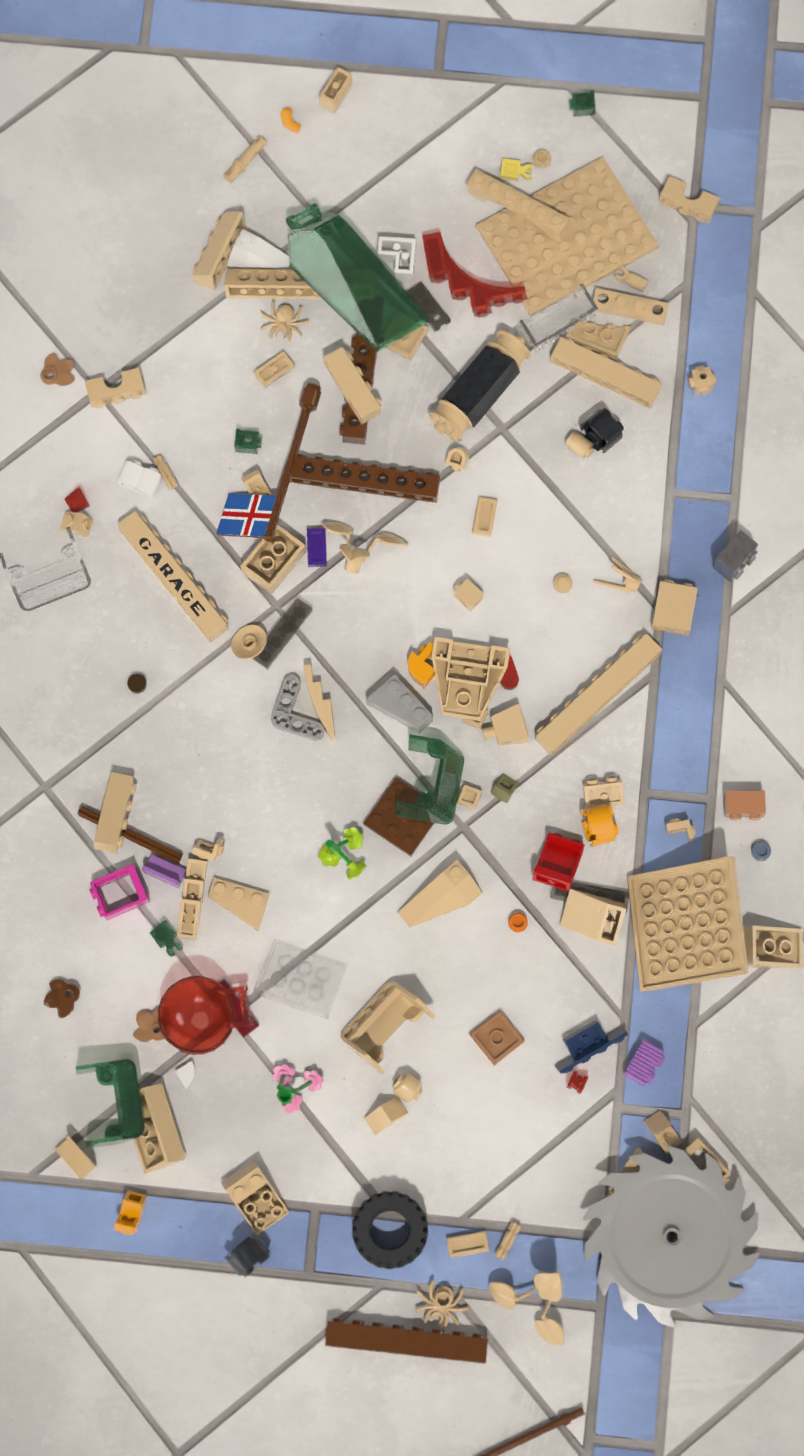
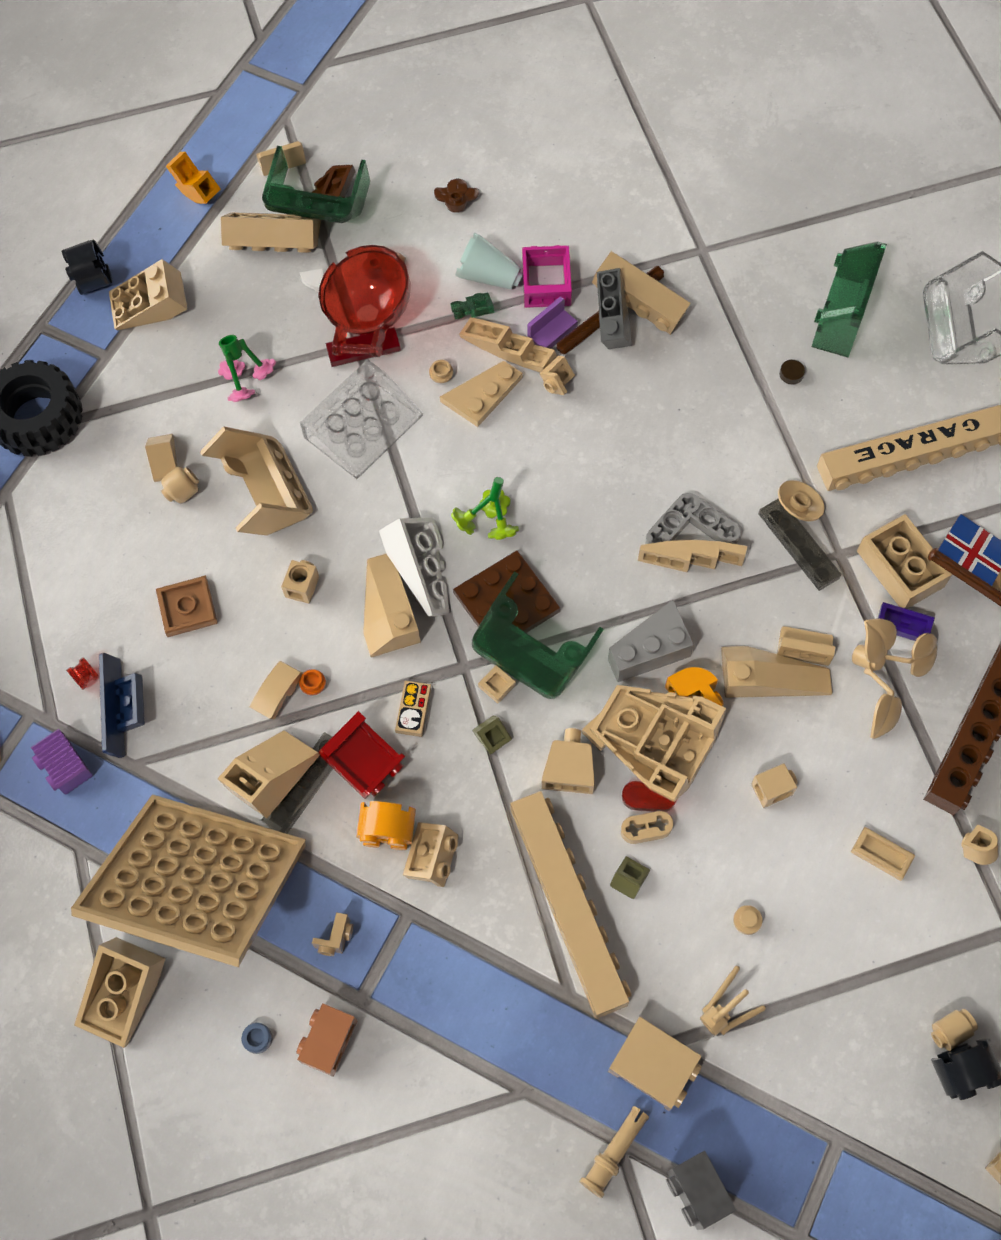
camera: 110 degrees right, 10 degrees down
(65, 653) = (847, 298): none -> clear green windscreen
(92, 1099) = (335, 181): none -> reddish brown wing
(128, 941) = (488, 265): none -> light aqua cone
(141, 825) = (613, 310): none -> dark grey slope
(234, 939) = (441, 371): none -> tan plate
(357, 606) = (806, 645): none -> tan panel
(389, 625) = (766, 674): none -> tan wedge
(396, 892) = (414, 550): none -> white wedge
(454, 957) = (300, 590): none -> tan brick
(508, 846) = (413, 708): none -> tile
(531, 663) = (645, 821): none -> tan beam
(534, 942) = (275, 688): none -> tan slope
(564, 664) = (629, 877): none -> olive slope
(742, 615) = (606, 1163): none -> tan pin

